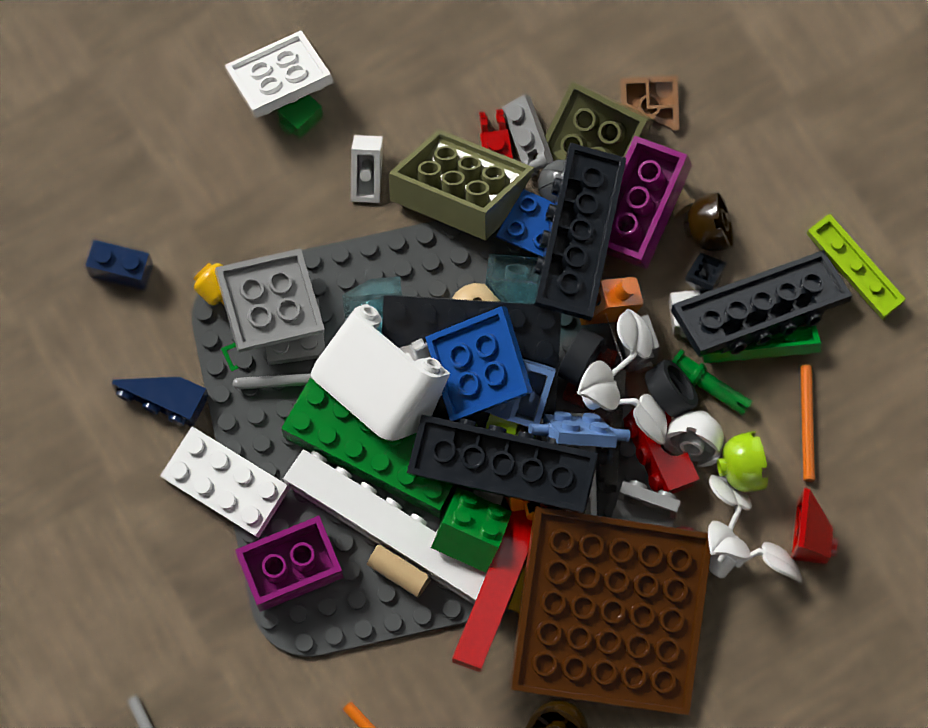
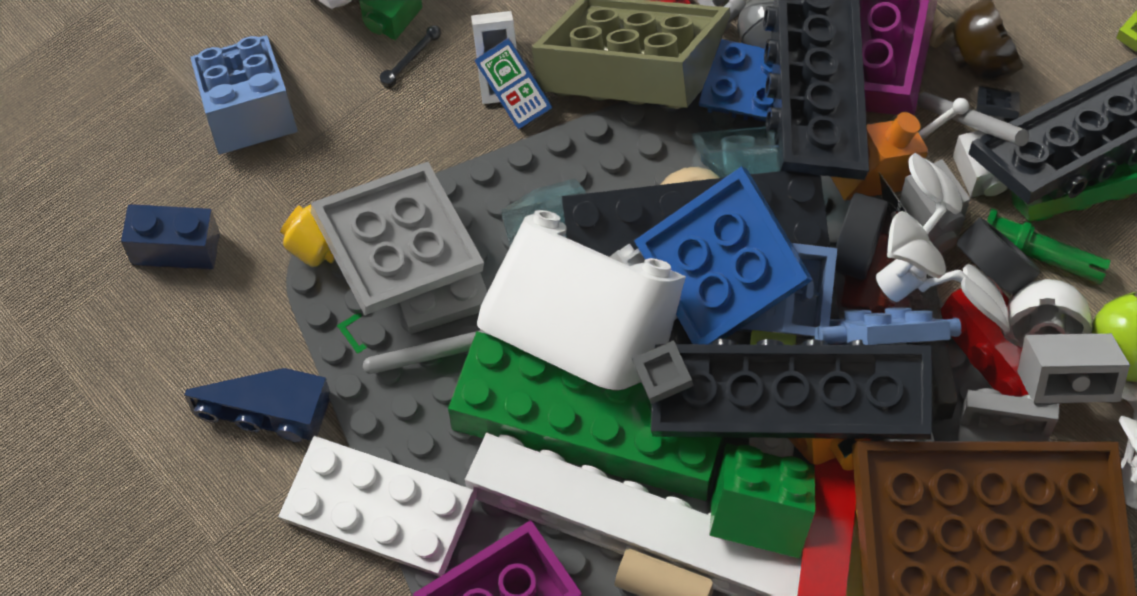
camera: 10 degrees left, 10 degrees down
(185, 164) = (243, 94): none -> medium blue slope
(289, 168) = (388, 77): none -> black hinge
(373, 194) = (513, 83): none -> tile
(421, 436) = (662, 372): none -> dark grey plate
(673, 275) = (960, 106): none -> white hinge
(680, 284) = (976, 120): none -> light grey bar
(695, 479) = (1073, 368): none -> light grey brick

